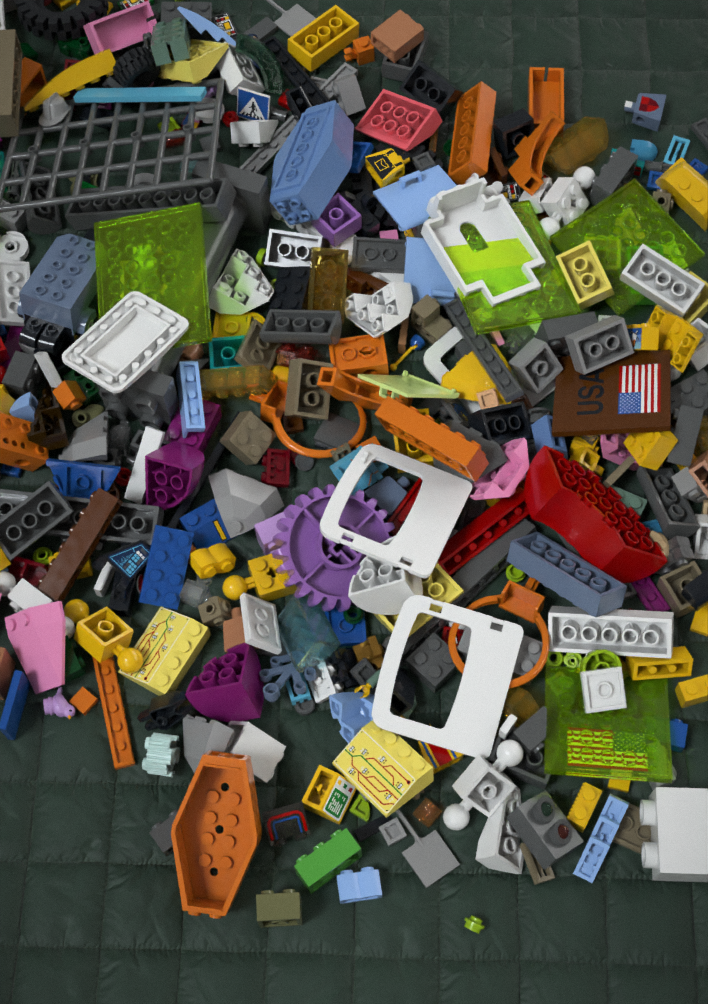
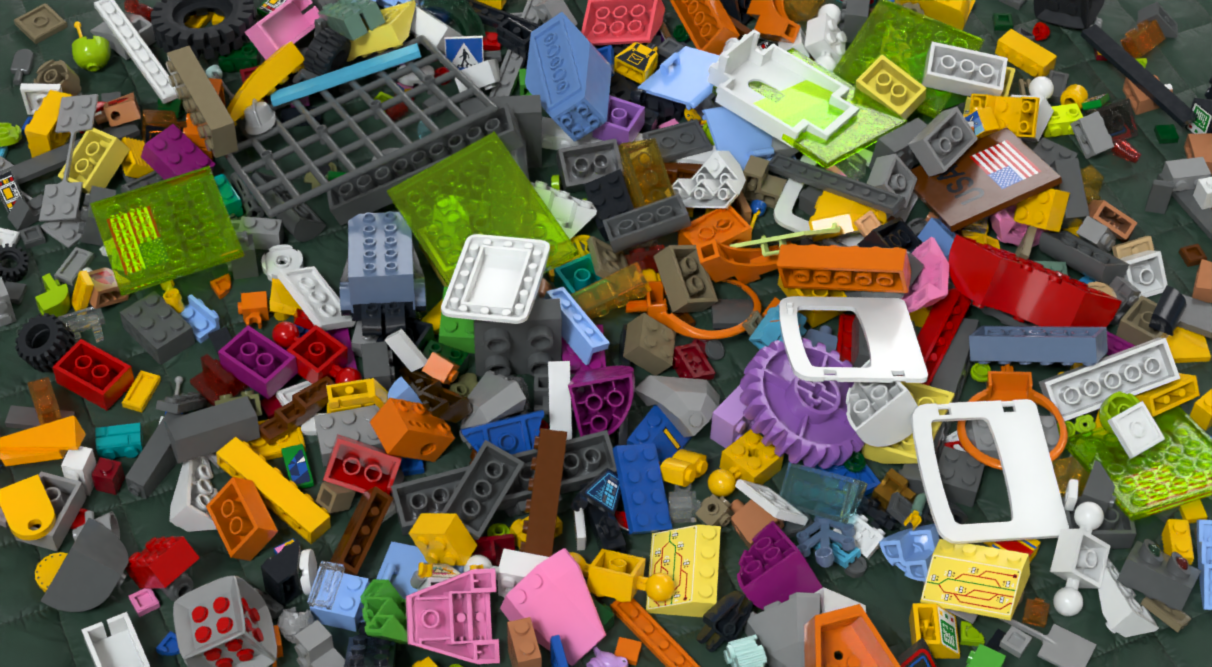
camera: 30 degrees left, 15 degrees down
(52, 53) = (215, 72): none -> light aqua hinge

